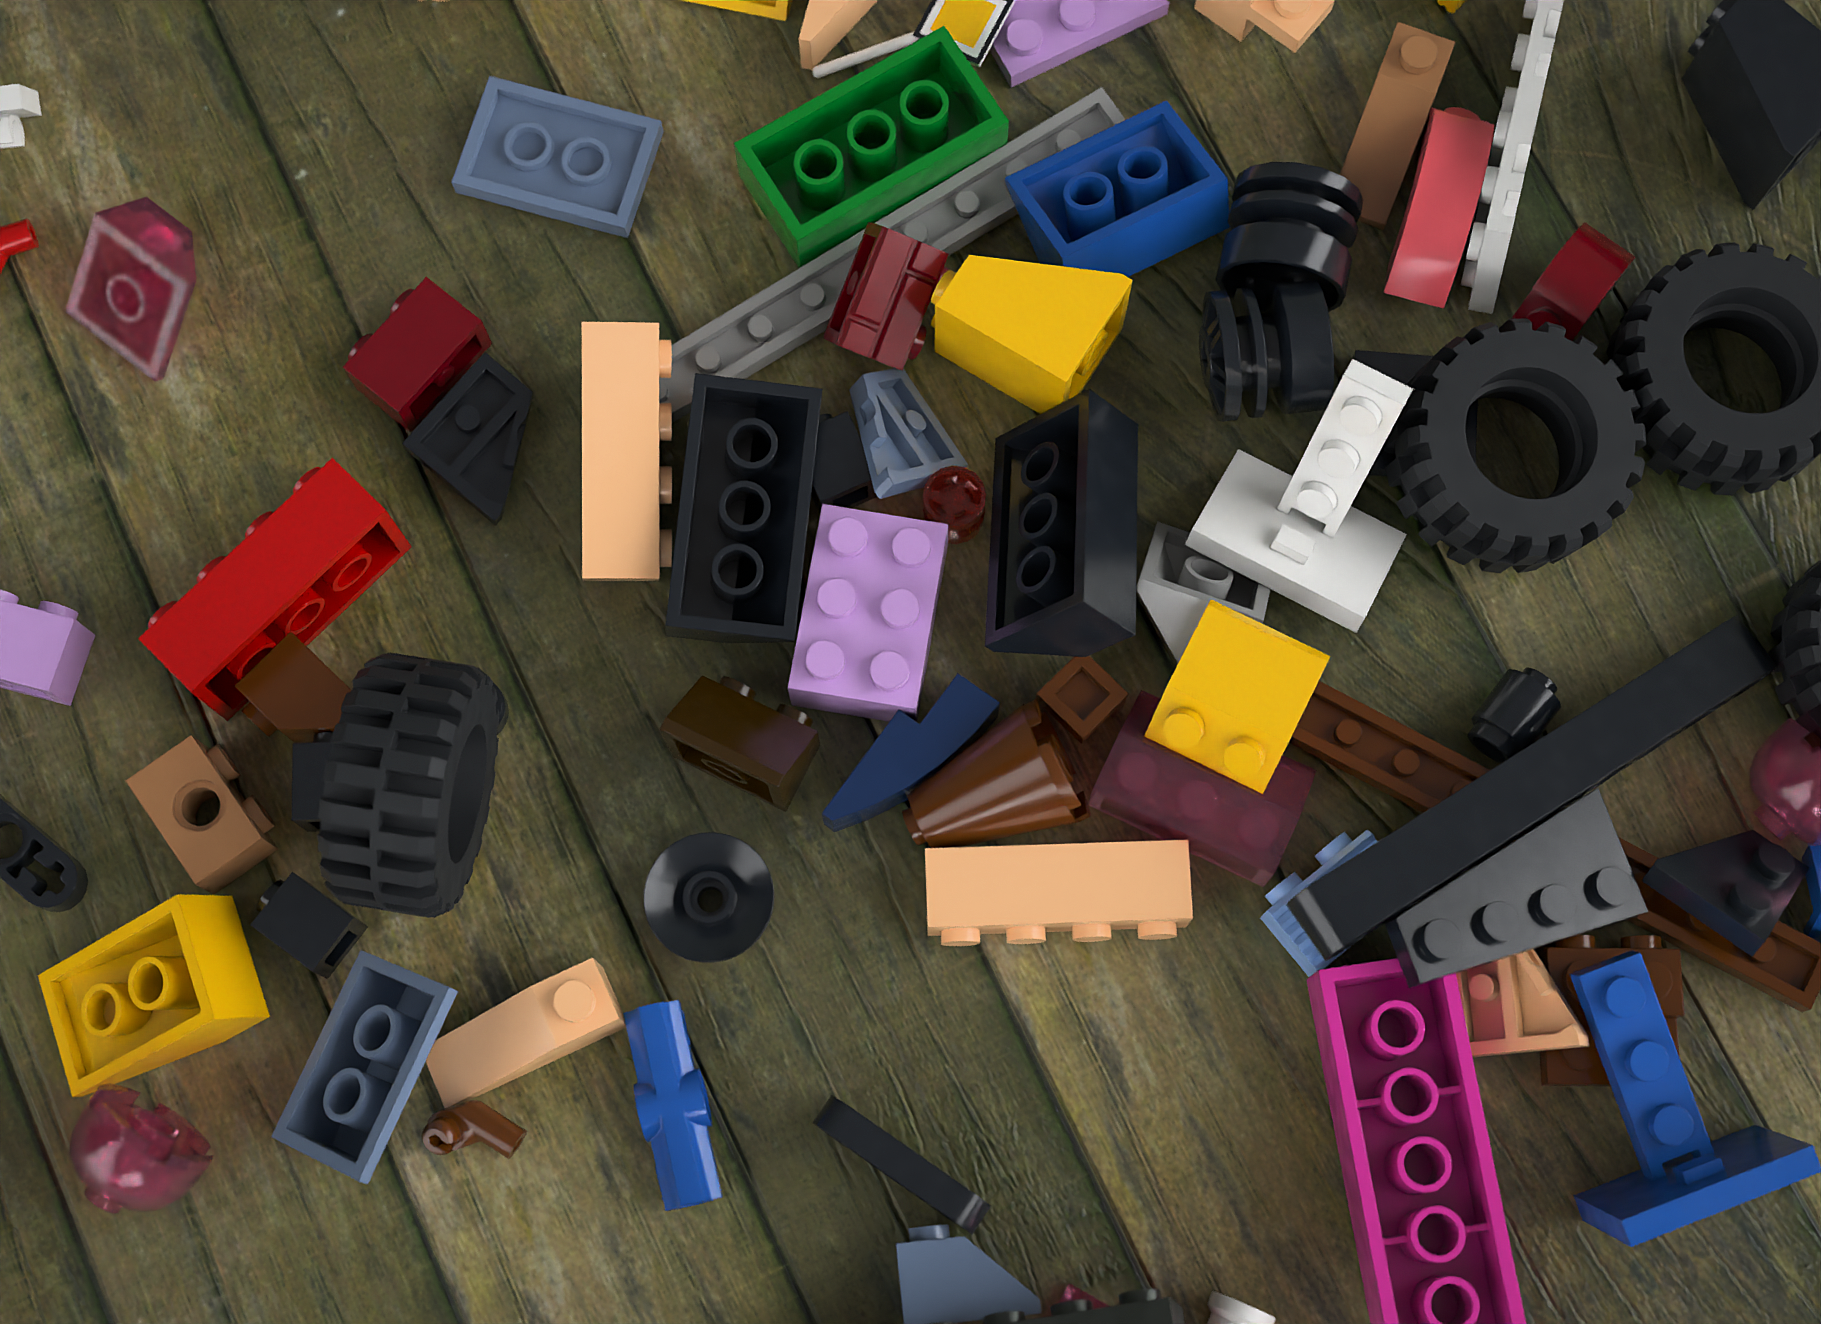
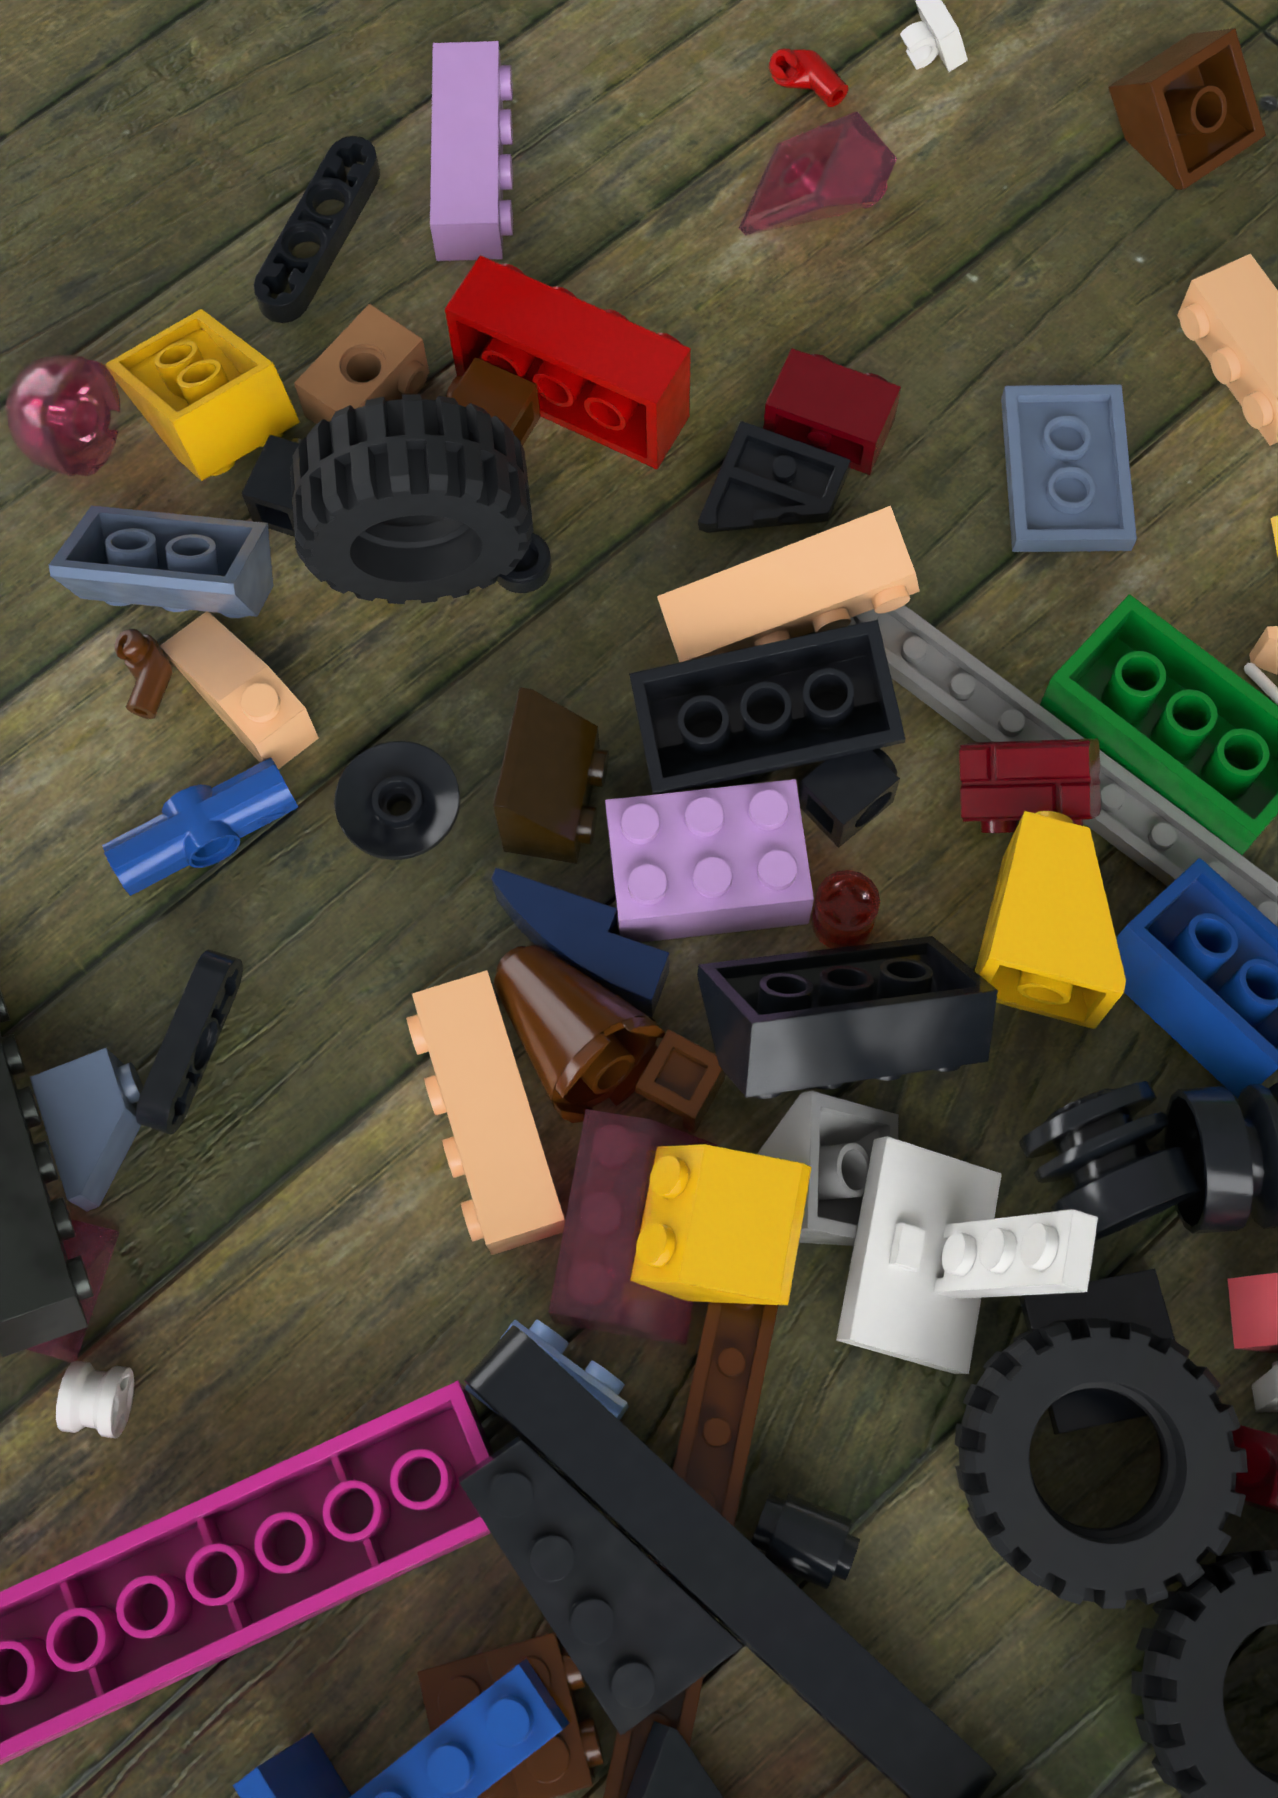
camera: 75 degrees right, 5 degrees down
(899, 433) = (897, 838): sand blue wing -> none
(1516, 1008) = (478, 1612): light nougat wing -> none

